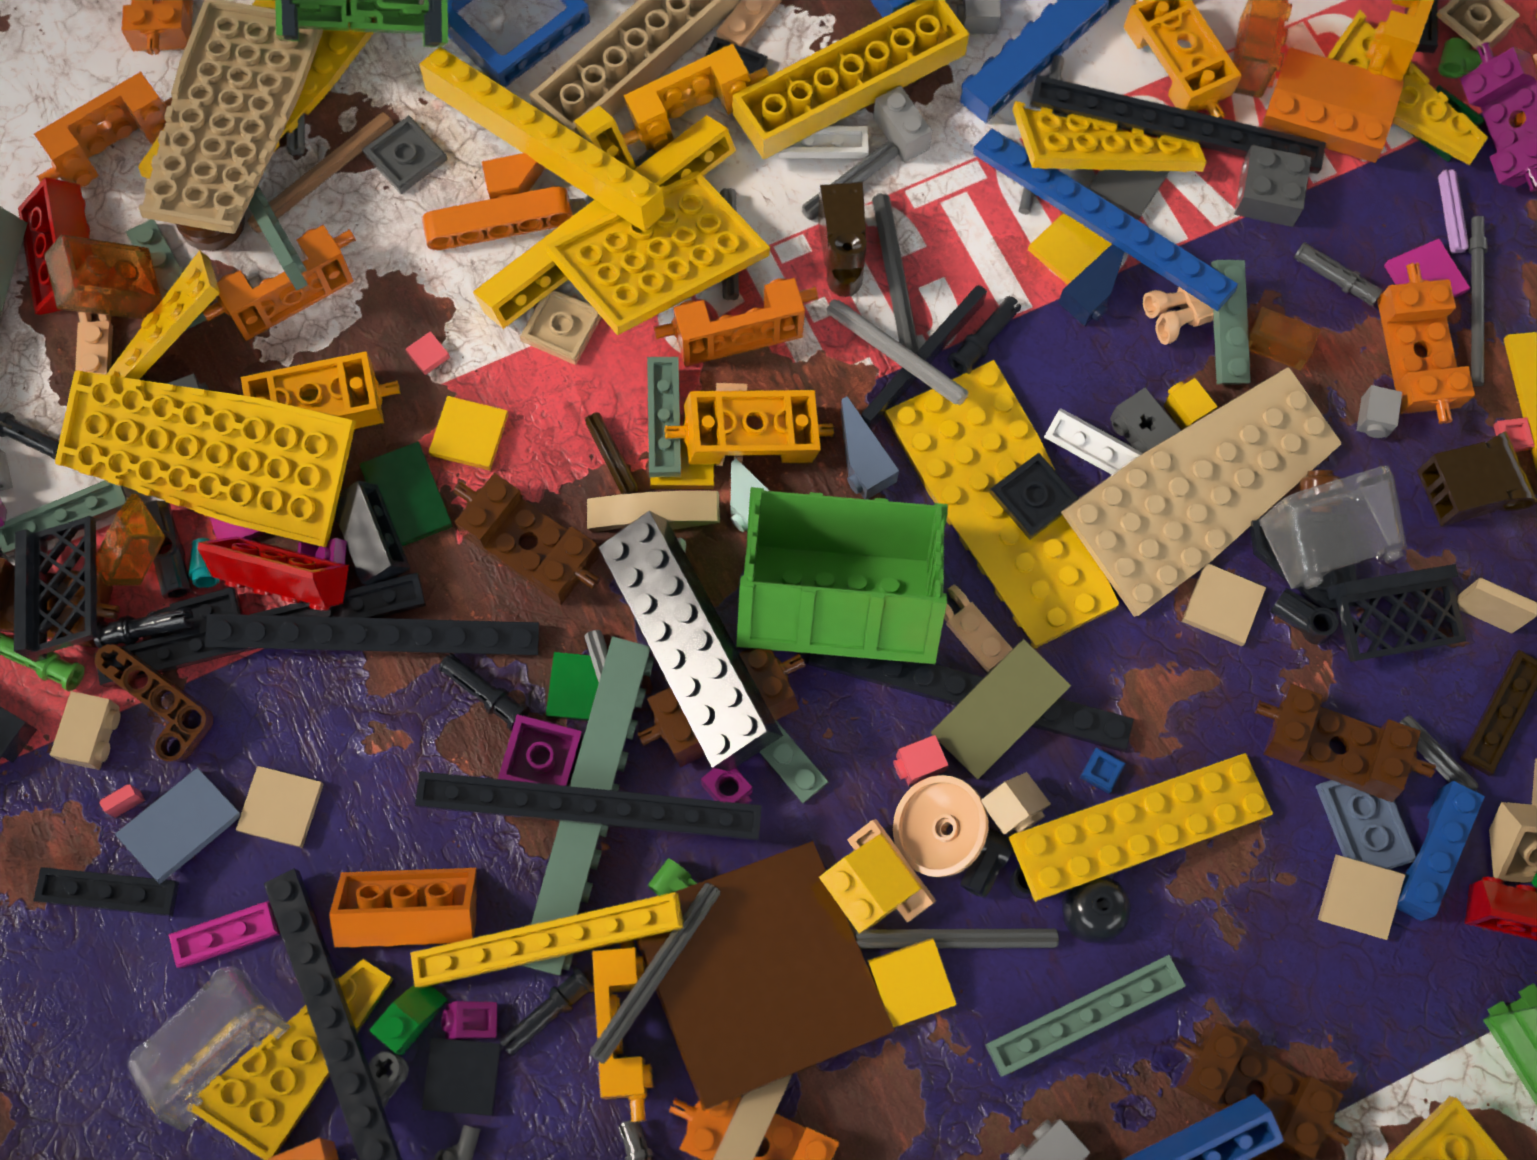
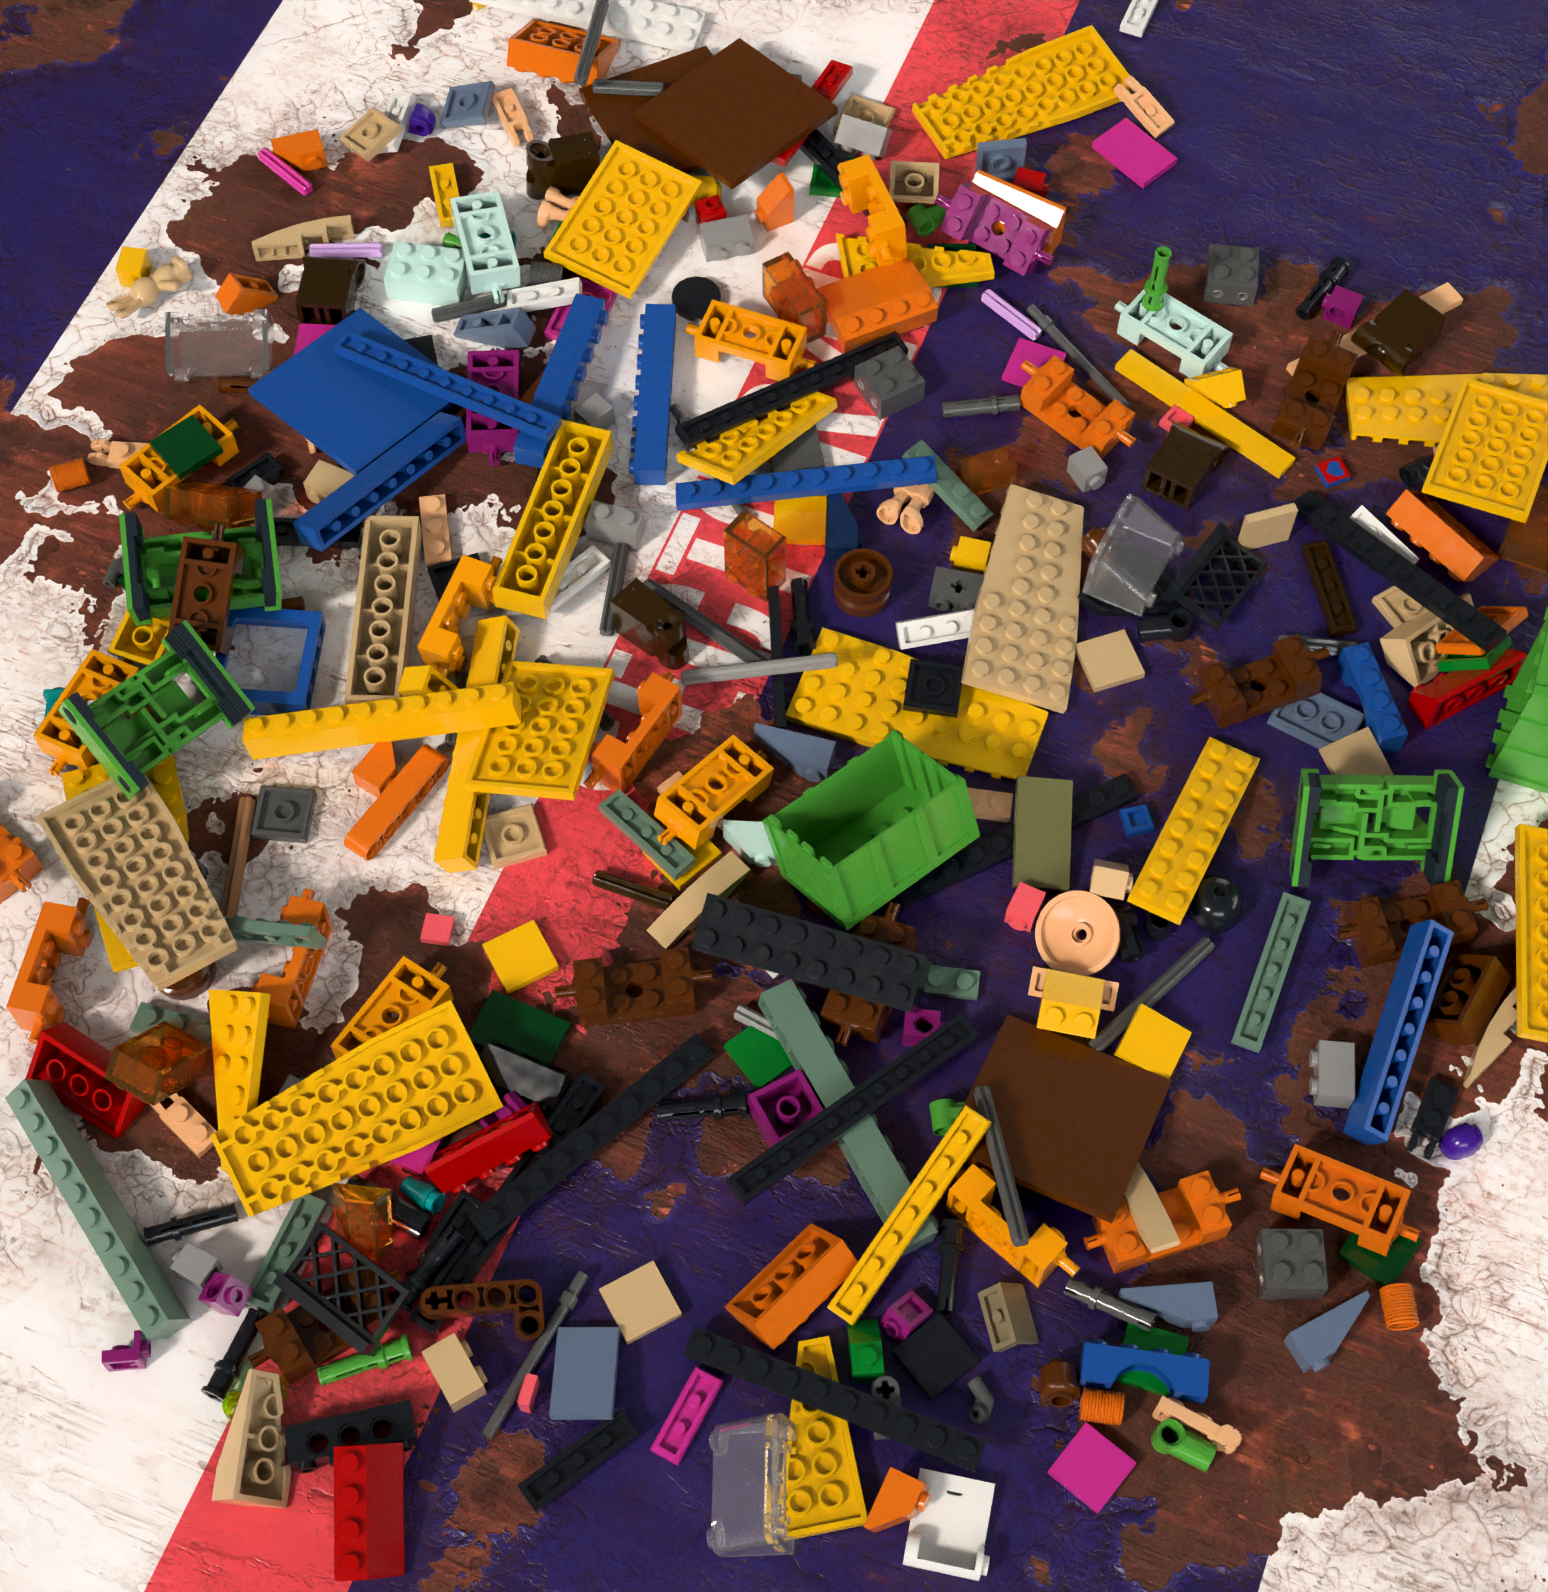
camera: 40 degrees left, 10 degrees down
(224, 753) = (566, 1302): none -> dark grey bar
(553, 1102) = (1007, 1316): none -> dark tan panel
(987, 244) = (754, 555): none -> clear orange brick
(1066, 348) = (862, 582): none -> reddish brown wheel
(1276, 936) = (1392, 800): none -> bright green container

